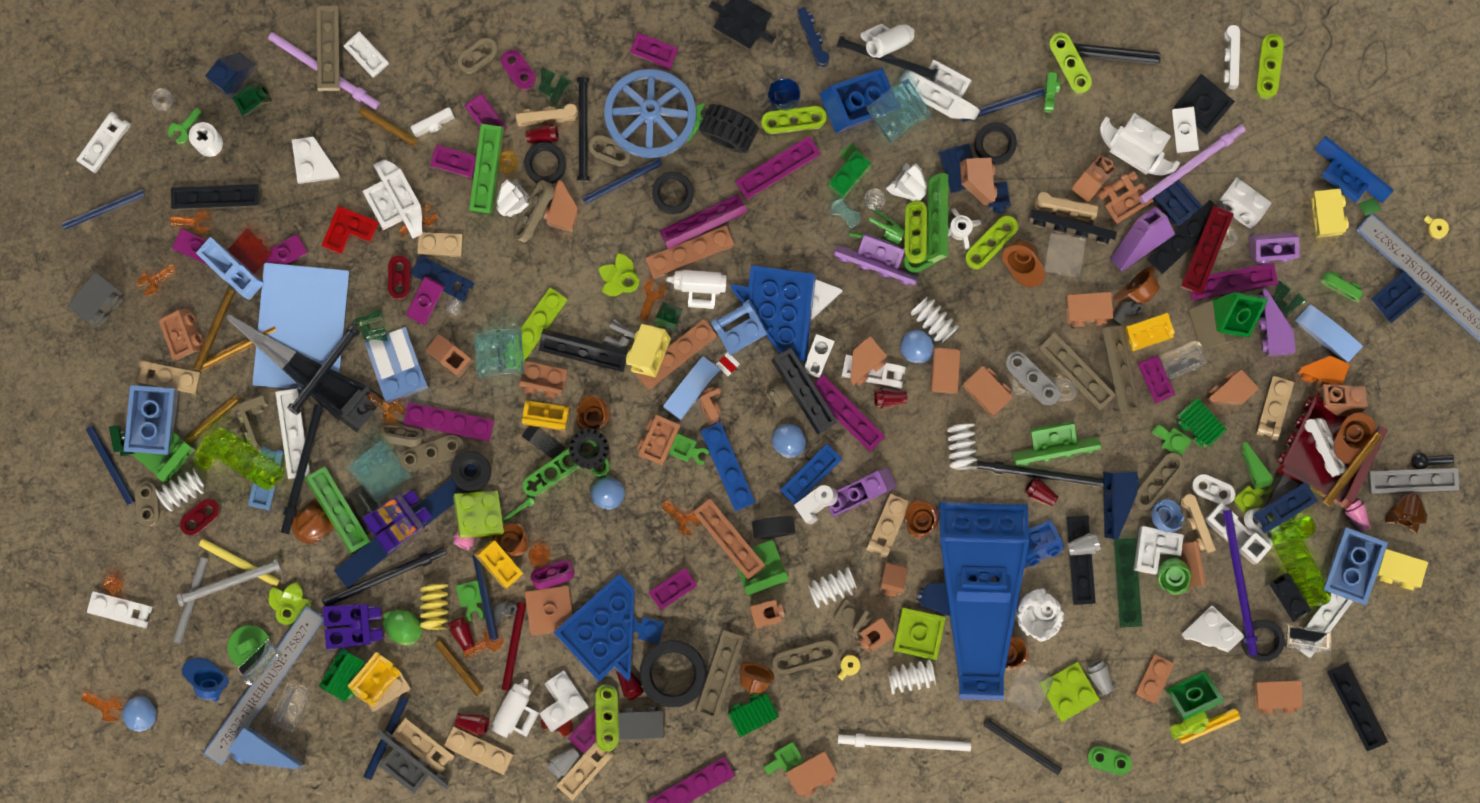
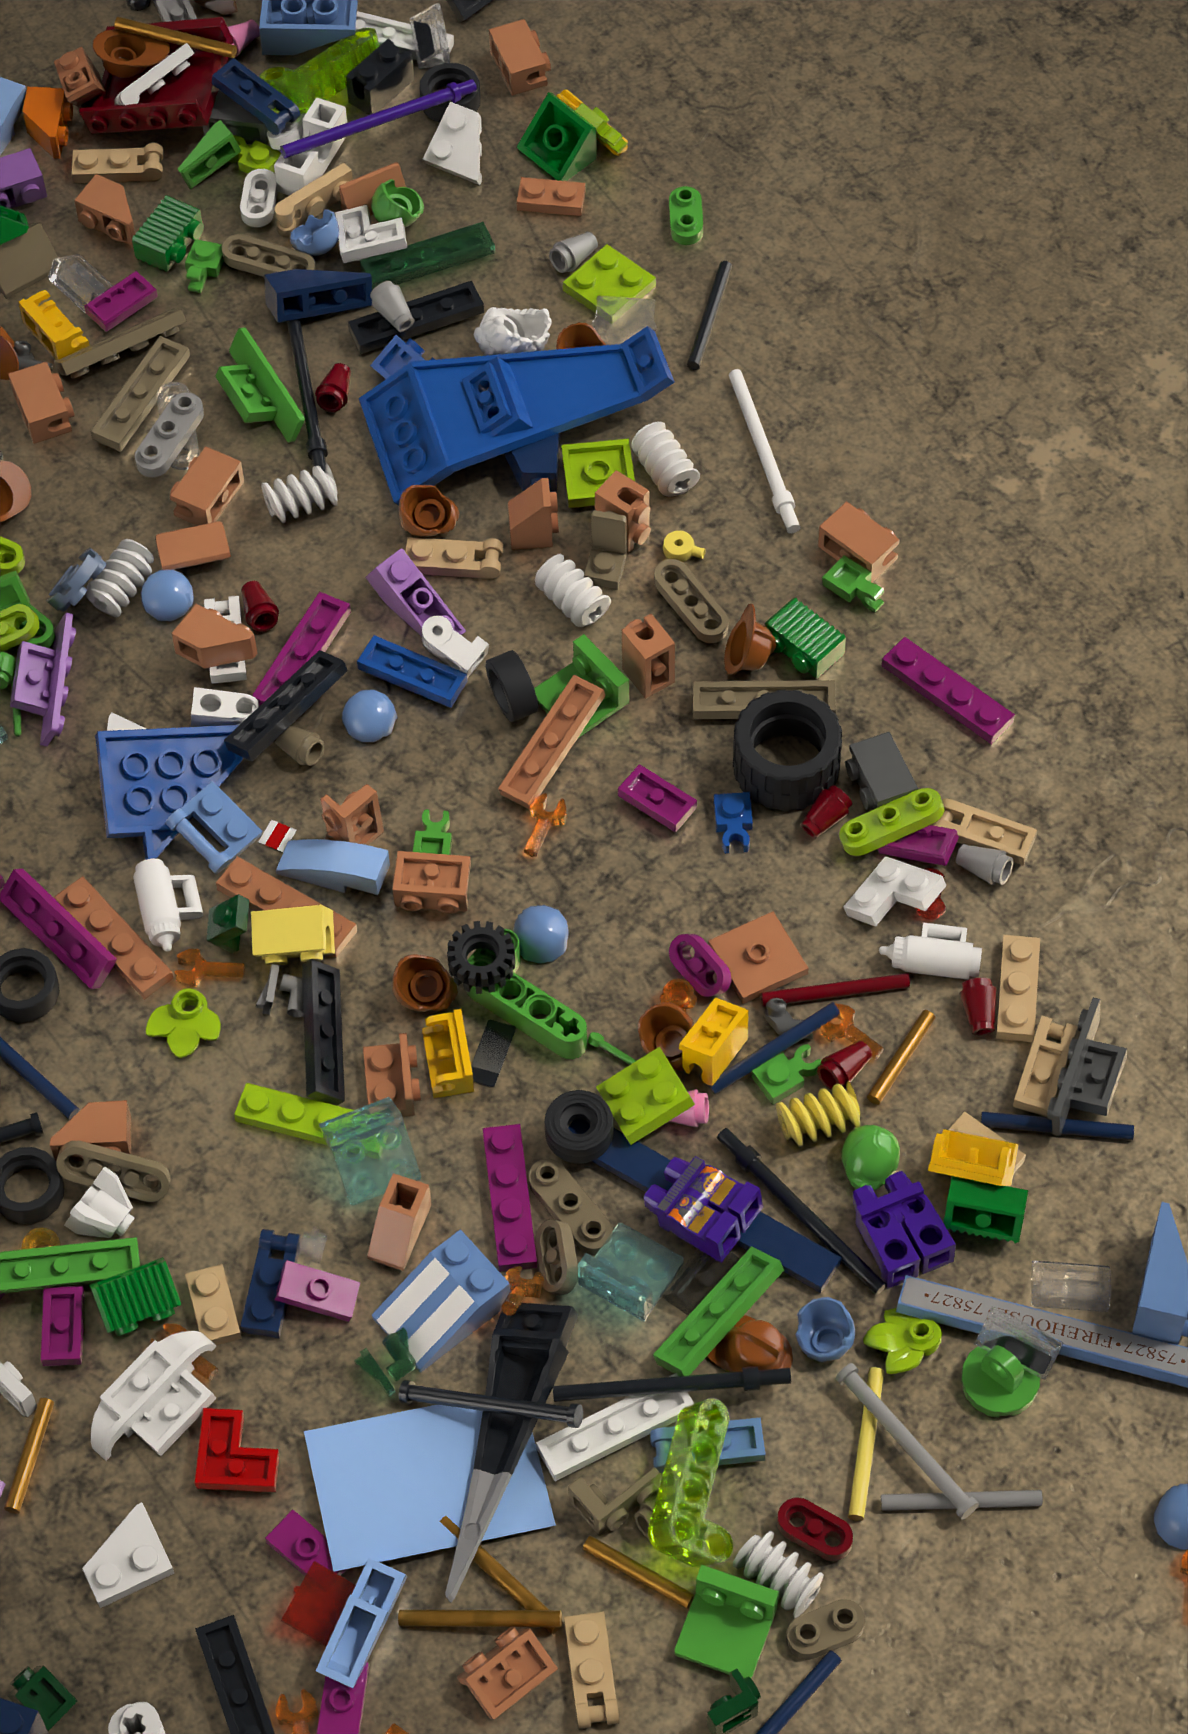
camera: 105 degrees left, 25 degrees down
(112, 585) = (990, 1635): clear orange plate -> none
(118, 609) = (1025, 1613): white plate -> none
(150, 419) = (677, 1658): medium blue slope -> none
(205, 678) = (1083, 1418): blue piece -> none
(305, 562) = (825, 1329): none -> medium blue hair
(398, 278) = (289, 1345): dark red plate -> none
(455, 203) = (136, 1296): none -> green brick
(602, 631) = (760, 865): blue wing -> none
(727, 467) = (441, 785): blue plate -> none
(938, 292) = (70, 586): none -> sand blue plate

